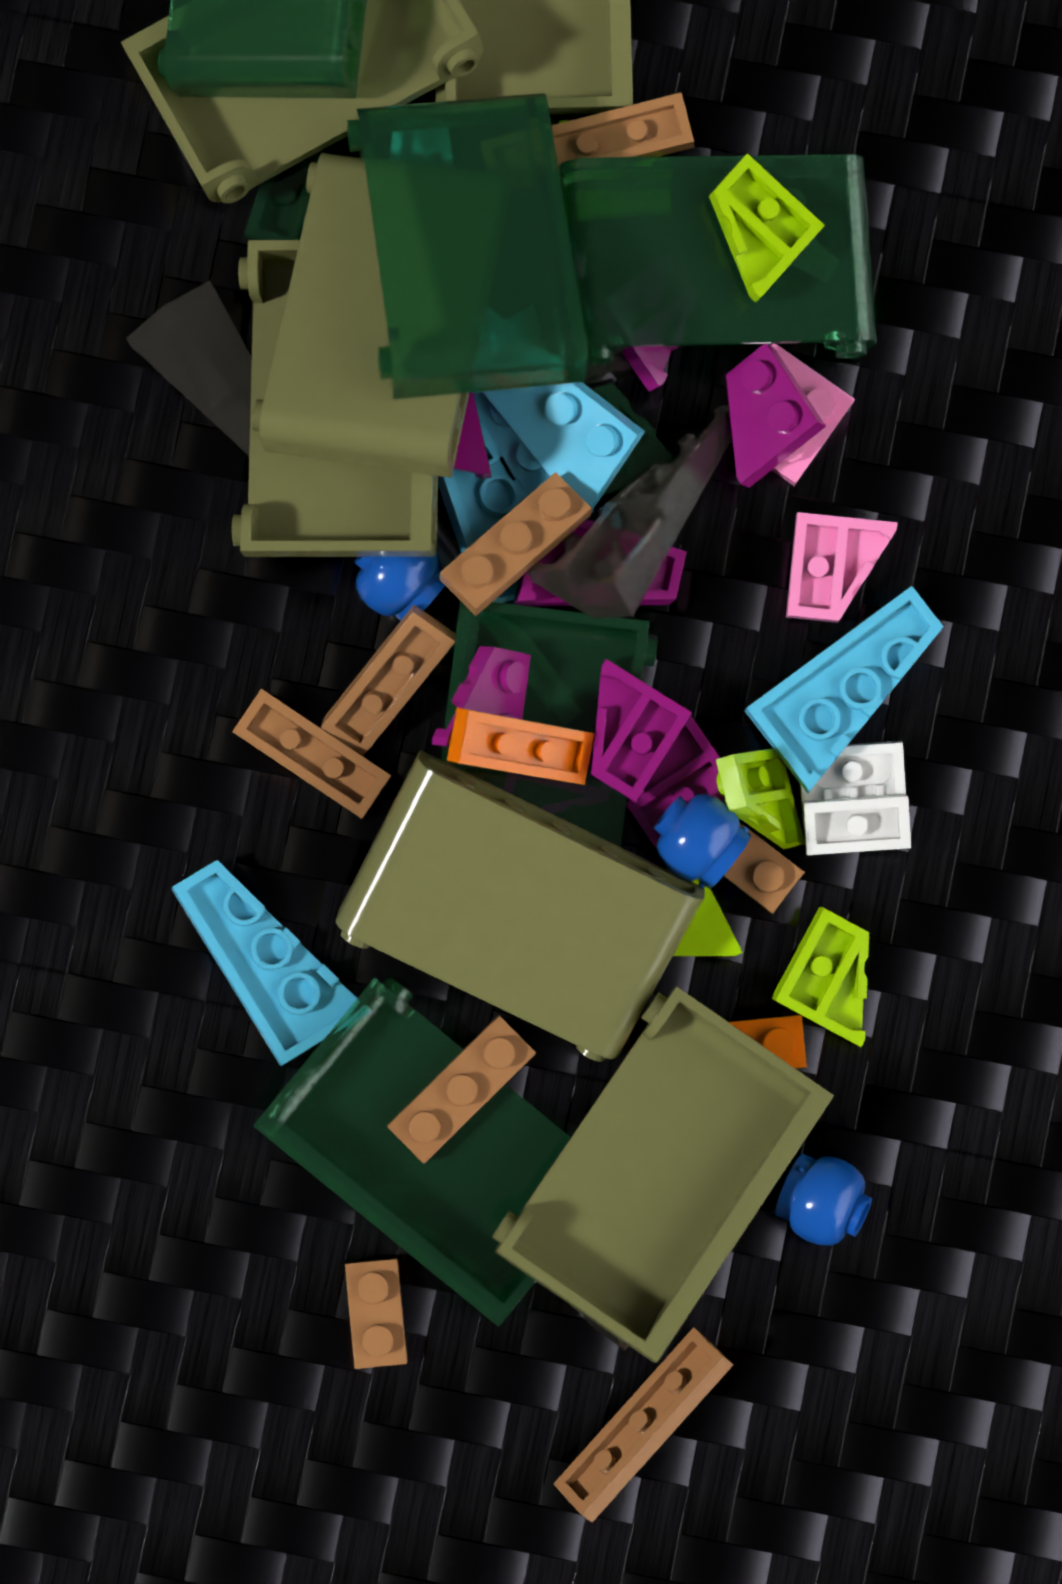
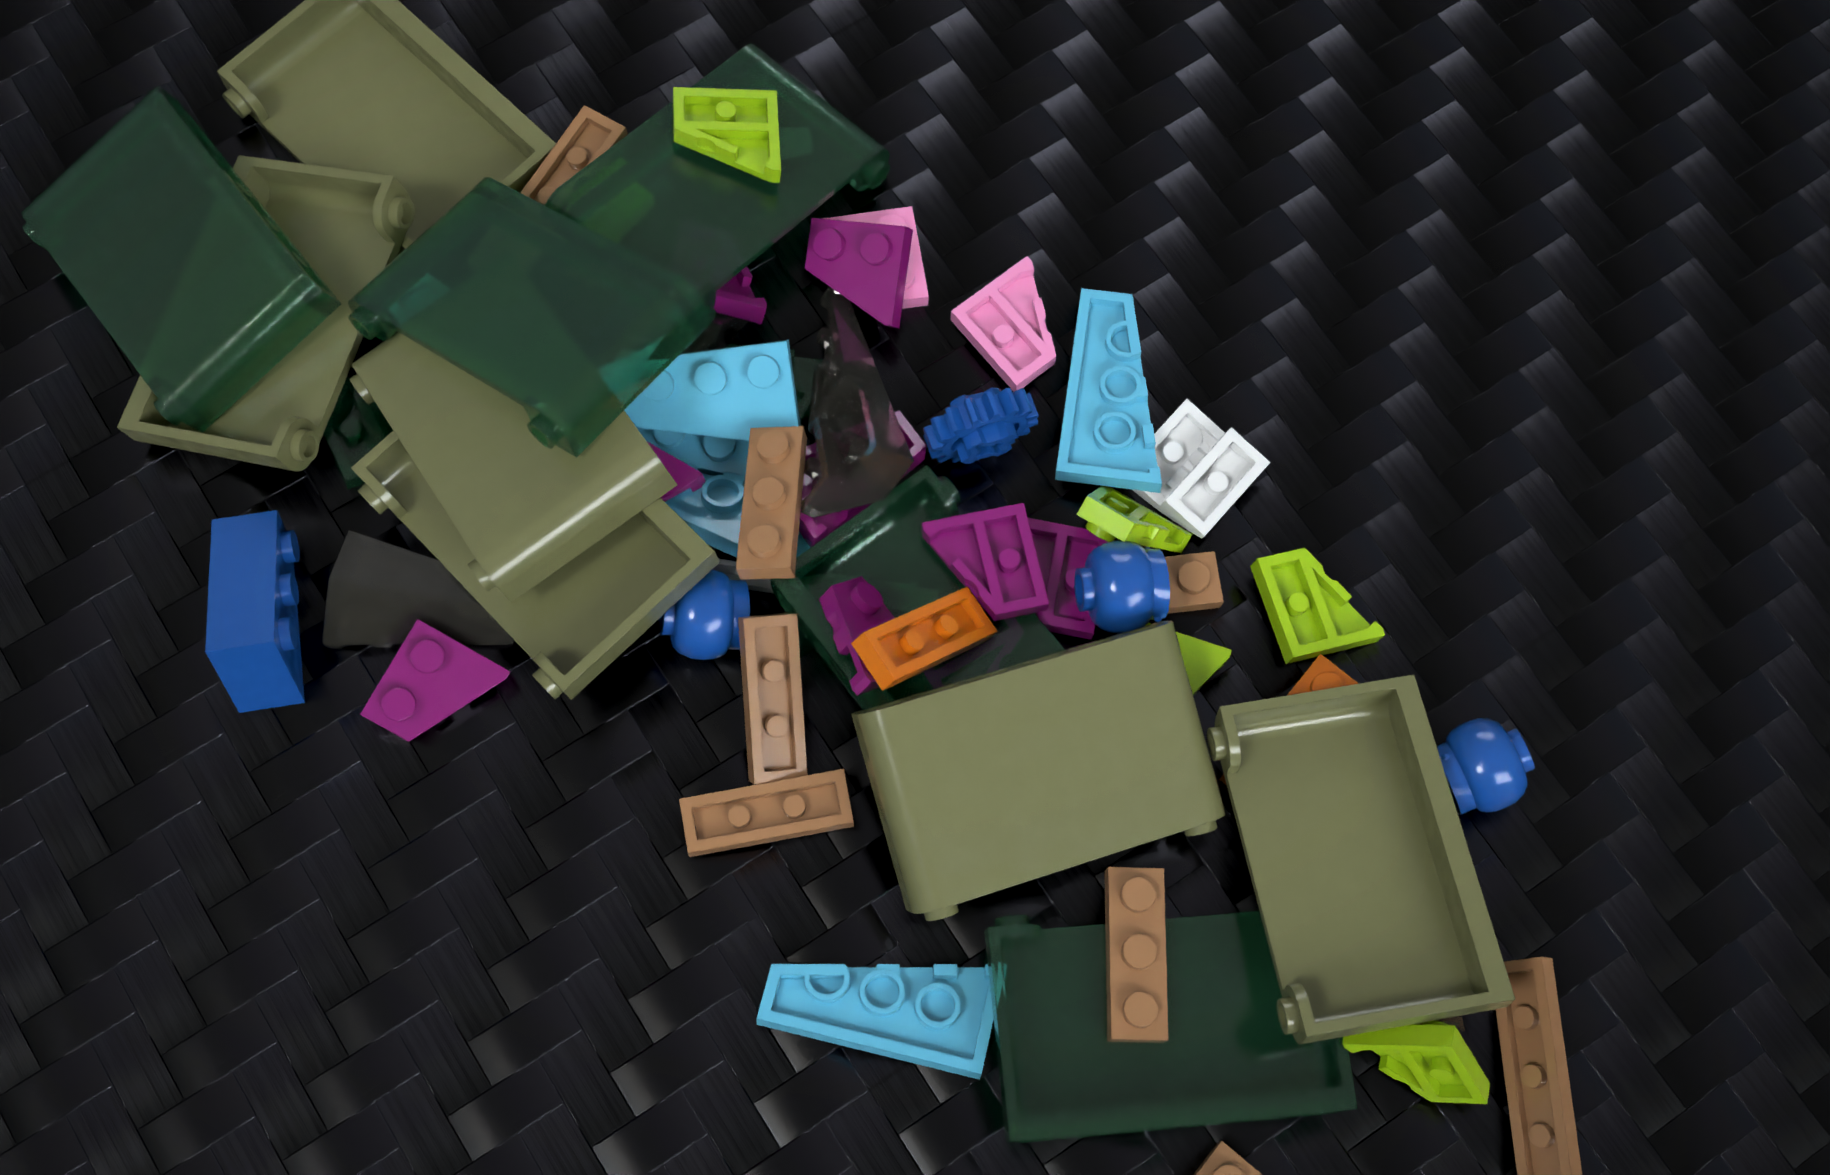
camera: 50 degrees left, 15 degrees down
(100, 273) = (255, 611): none -> blue wedge
(171, 440) = (429, 682): none -> magenta wing
(577, 1346) = (1428, 1059): none -> lime wing
(724, 624) = (980, 425): none -> blue gear

